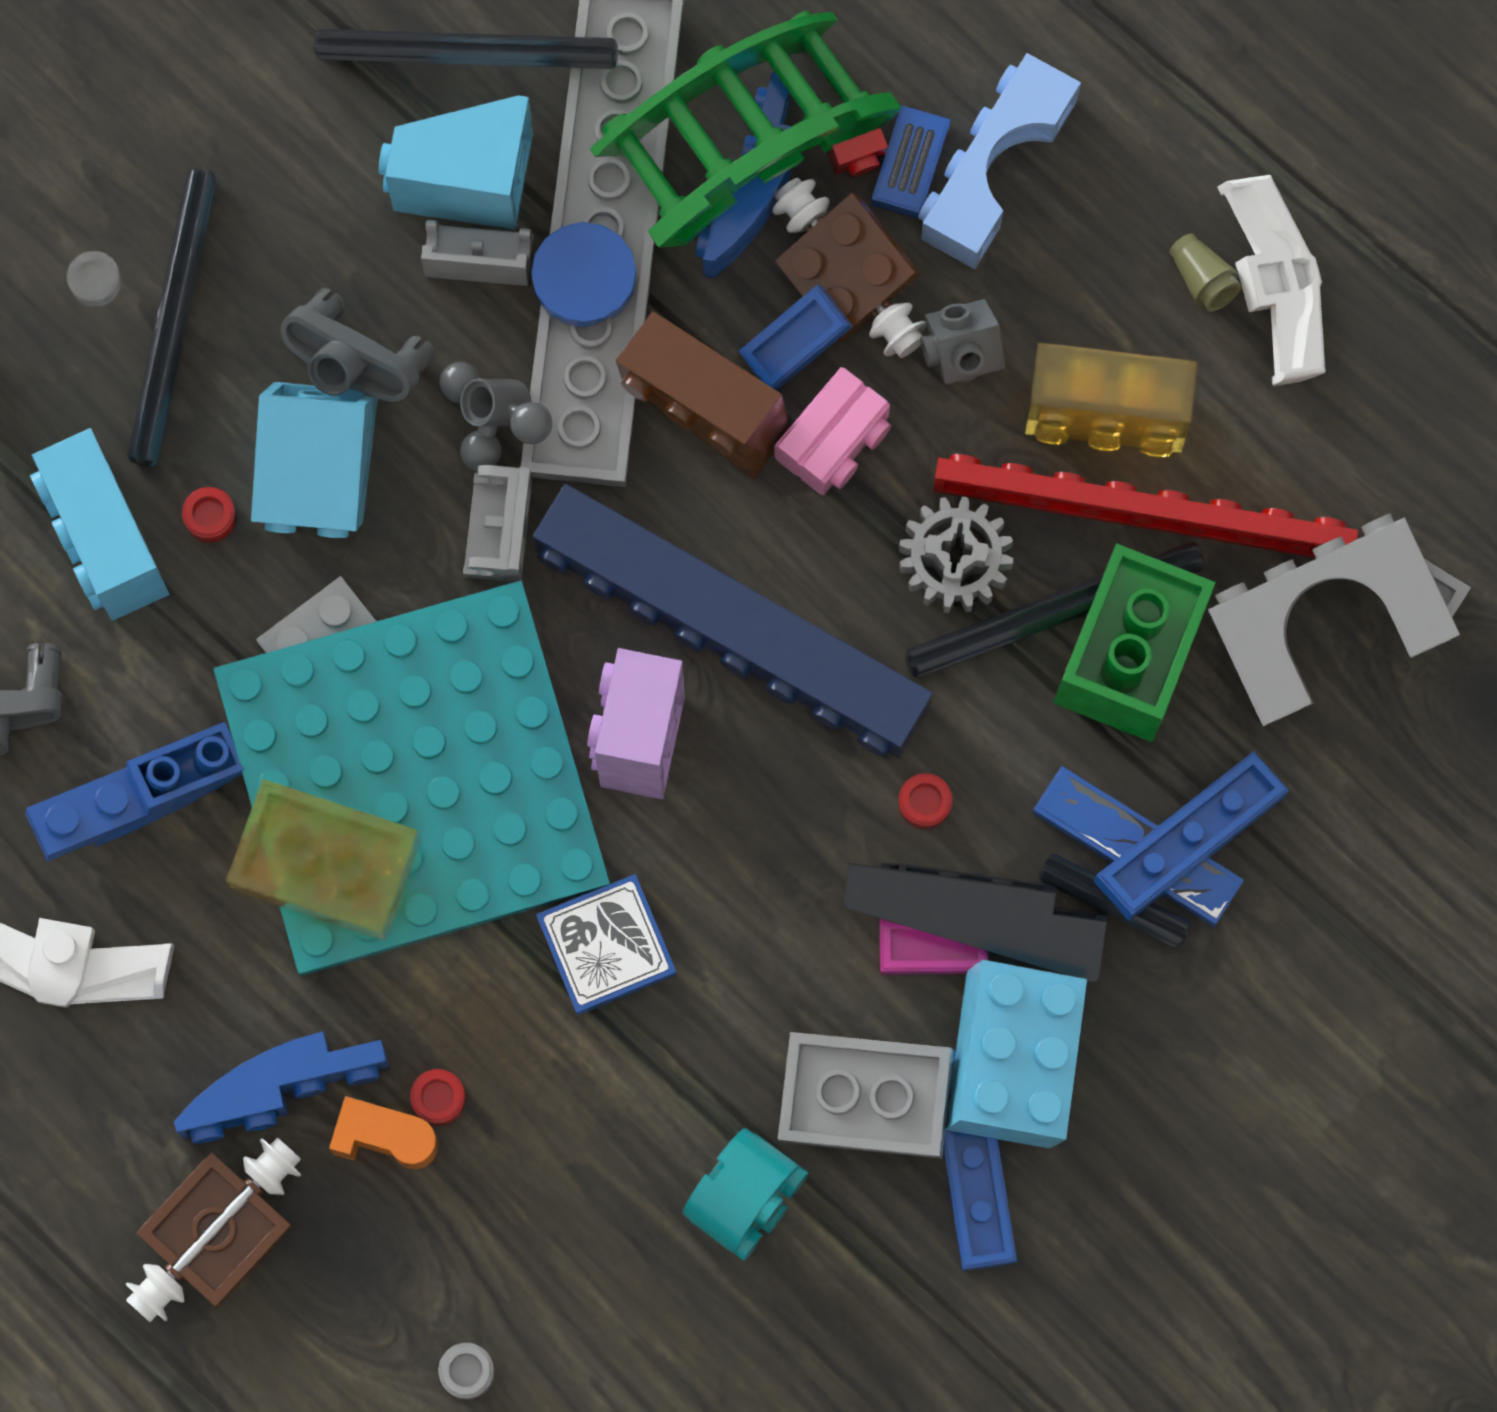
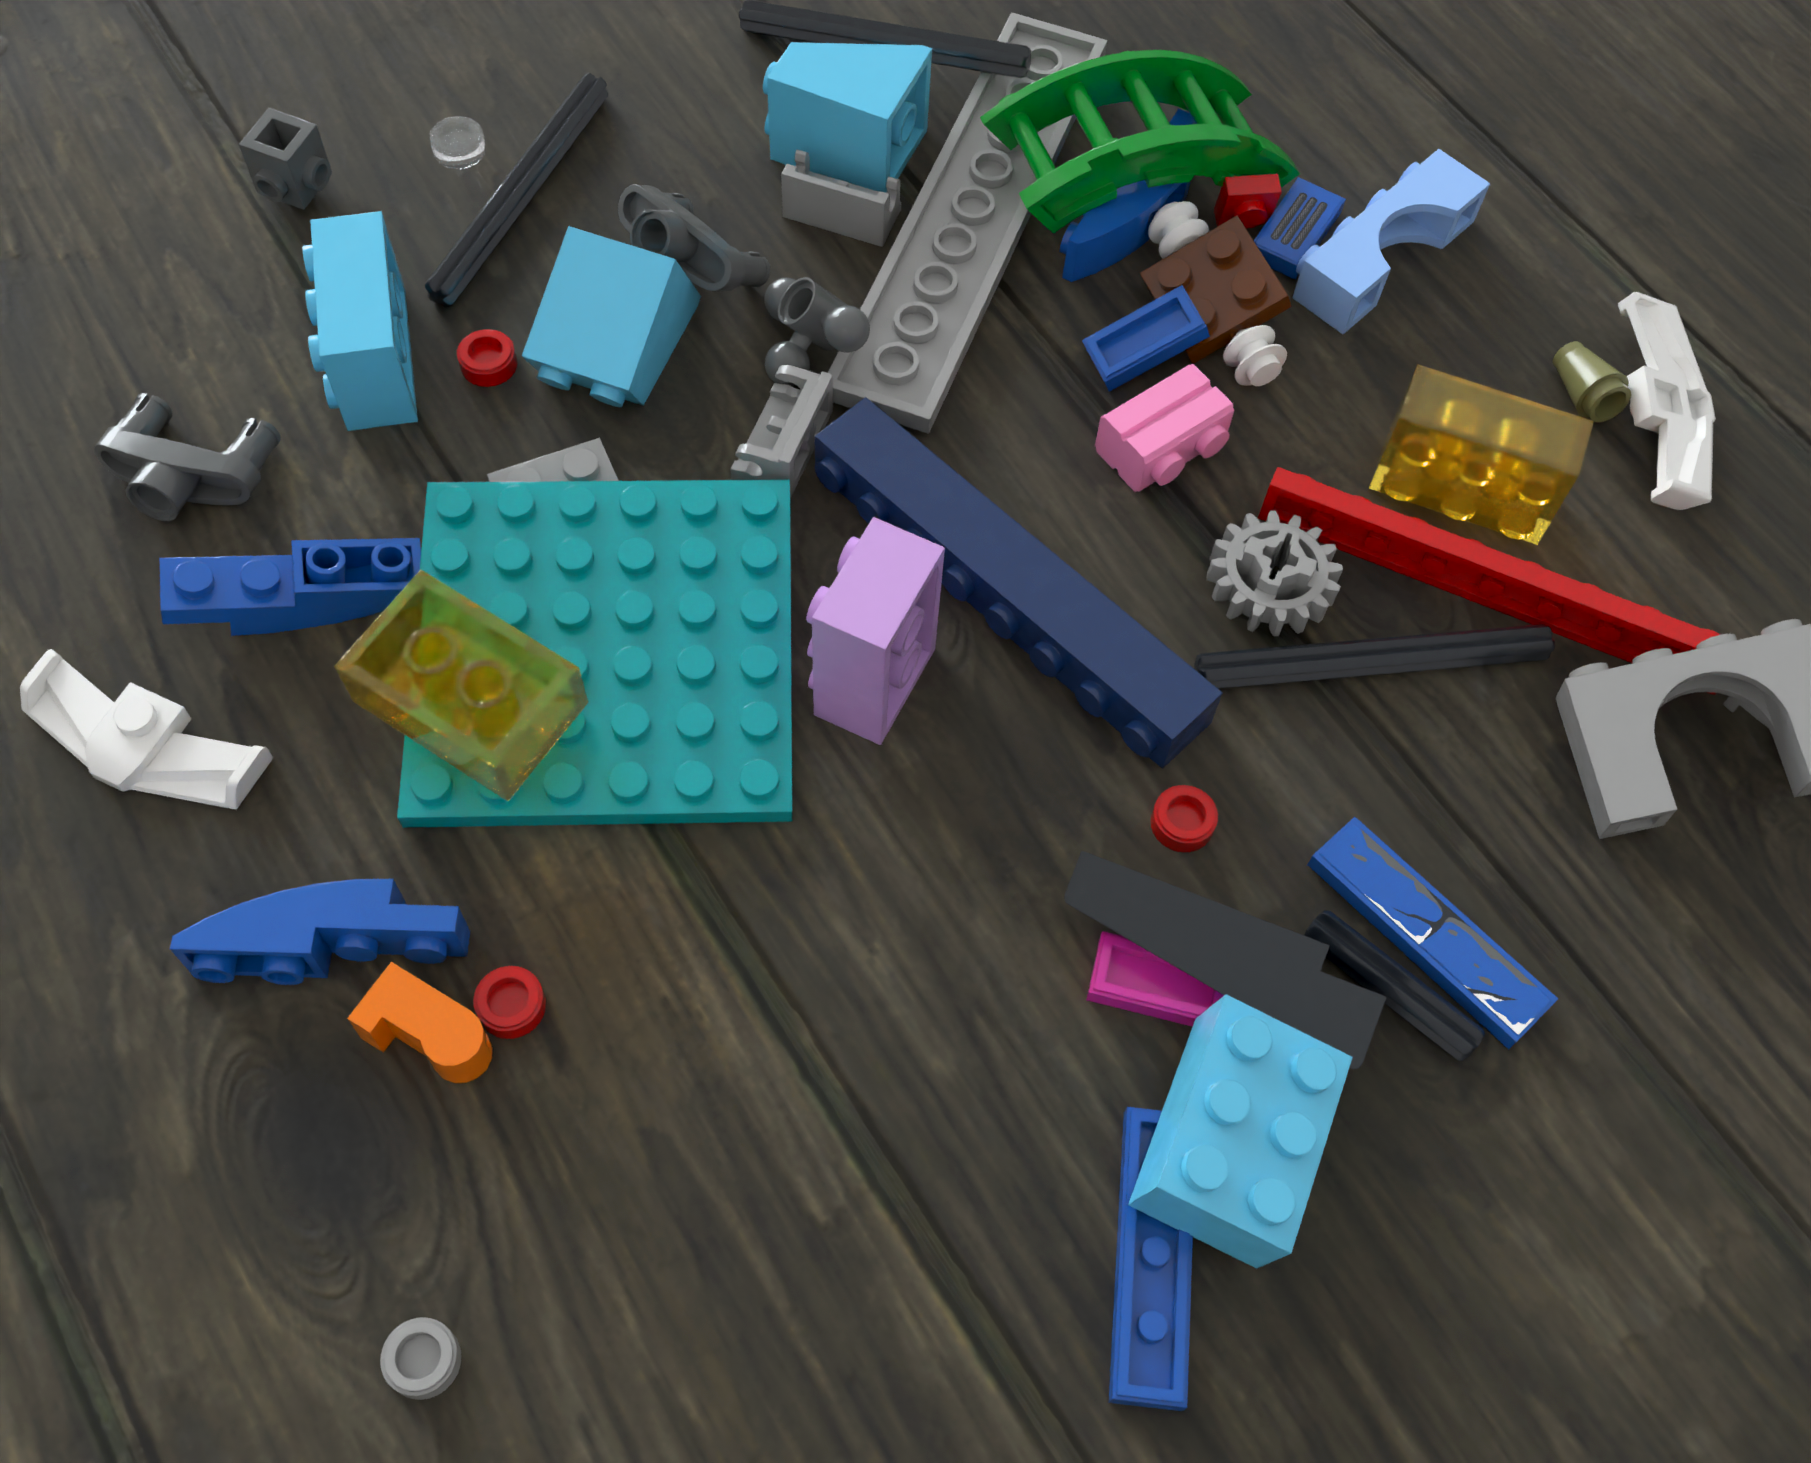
camera: 10 degrees right, 15 degrees down
(214, 1230) = (170, 1089): reddish brown plate -> none
(583, 274) = (942, 229): blue tile -> none
(606, 944) = (767, 880): tile -> none
(704, 393) = (1041, 352): reddish brown wedge -> none
(744, 1193) = (848, 1213): teal brick -> none
(865, 1095) = (1037, 1134): light grey plate -> none
(963, 342) = (1324, 376): dark grey brick -> none
(1134, 643) = (1464, 705): green slope -> none
(1191, 836) = (1499, 930): blue tile -> none

